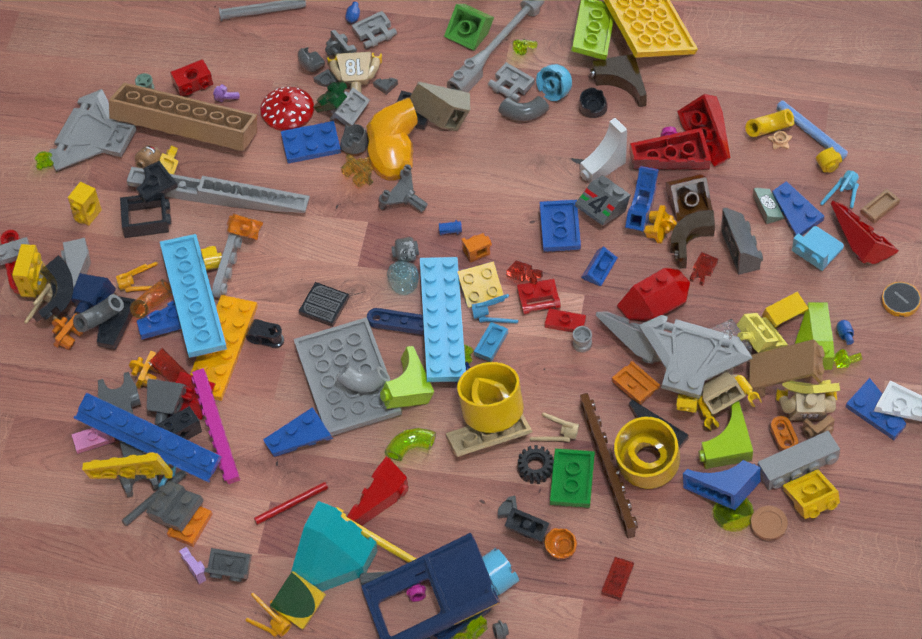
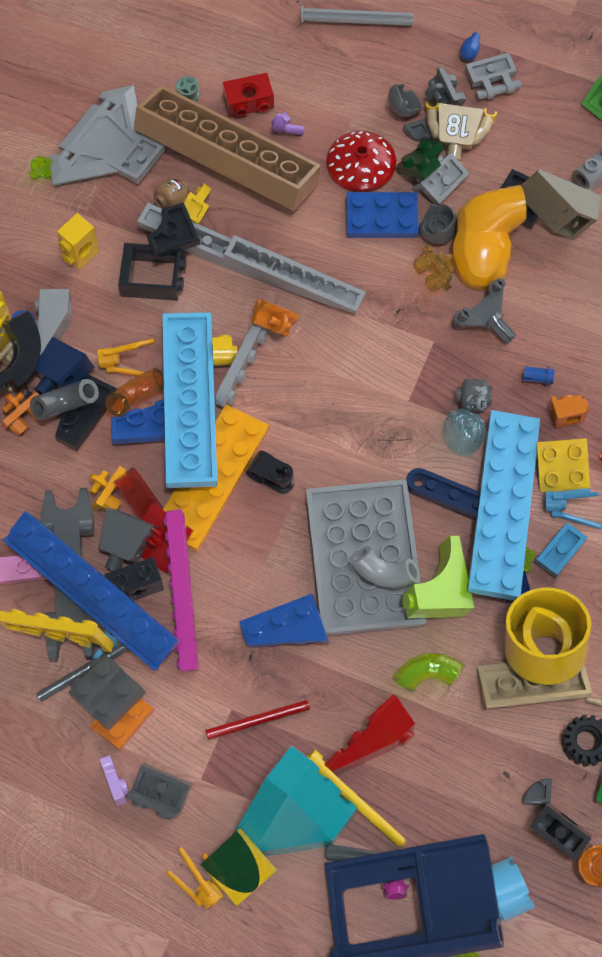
camera: 10 degrees right, 10 degrees up
(324, 304) = (355, 446): black tile -> none
(385, 85) = (492, 155): dark grey tile -> none

